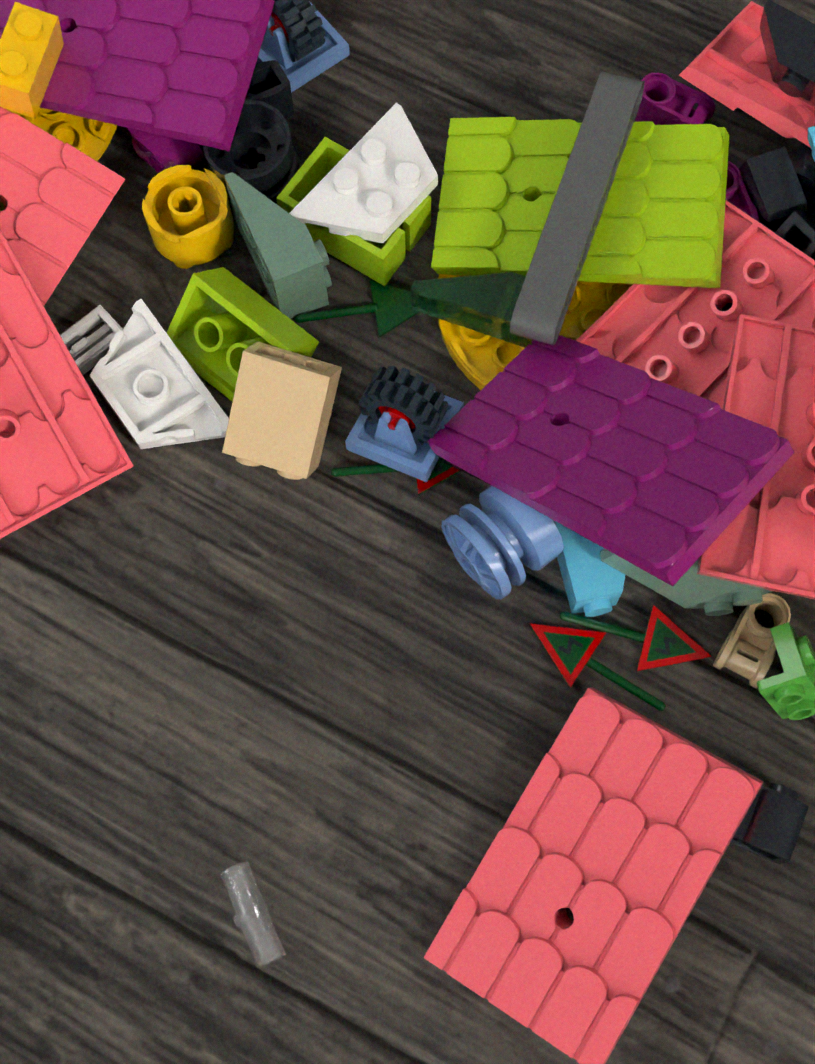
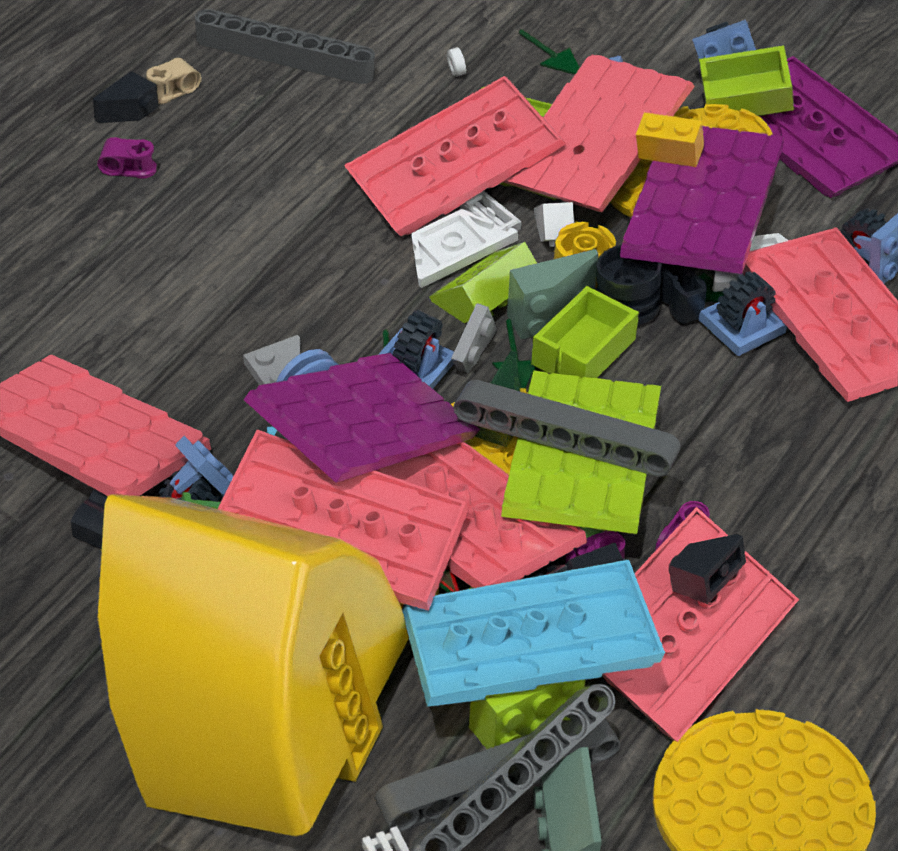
camera: 90 degrees right, 25 degrees down
(110, 257) = (551, 219): none -> white slope
(252, 914) = (93, 281): clear pin -> none
(281, 410) = (423, 286): tan brick -> none
(362, 344) = (474, 339): none -> light grey wing
(373, 183) = (596, 331): white wing -> none
(419, 611) = (269, 361): none -> light grey wing
(572, 650) = (236, 442): piece -> none
(702, 681) = (201, 475): none -> medium blue plate

